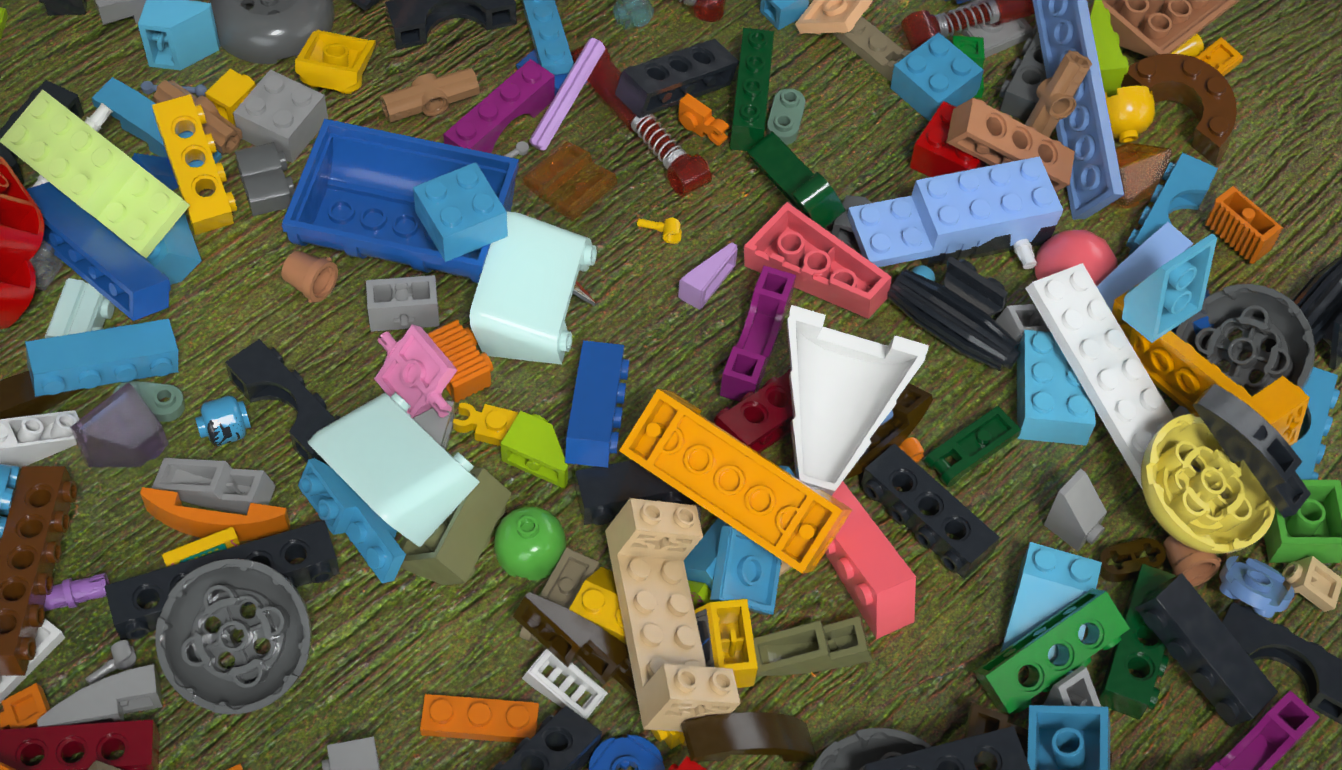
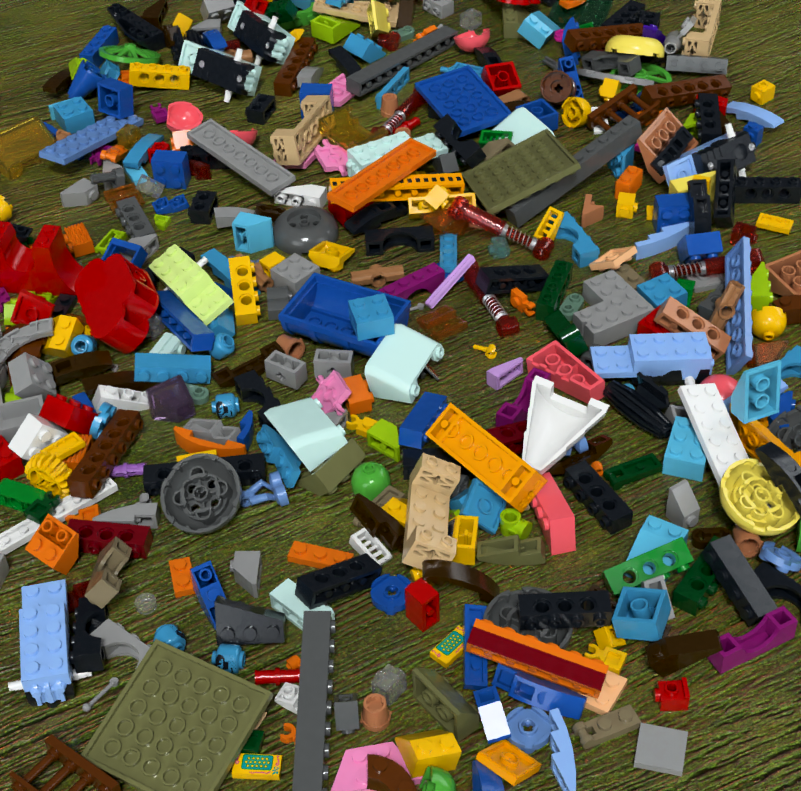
camera: 20 degrees right, 15 degrees down
(186, 293) = (223, 346): none -> dark azure head
(258, 321) = (225, 376): none -> dark brown slope
(277, 469) = (247, 430): none -> blue slope
(317, 328) = (285, 369): none -> light grey brick
(360, 581) = (275, 485): none -> medium blue piece
(811, 601) = (513, 524): none -> lime piece
(868, 114) = (612, 310): none -> light grey piece

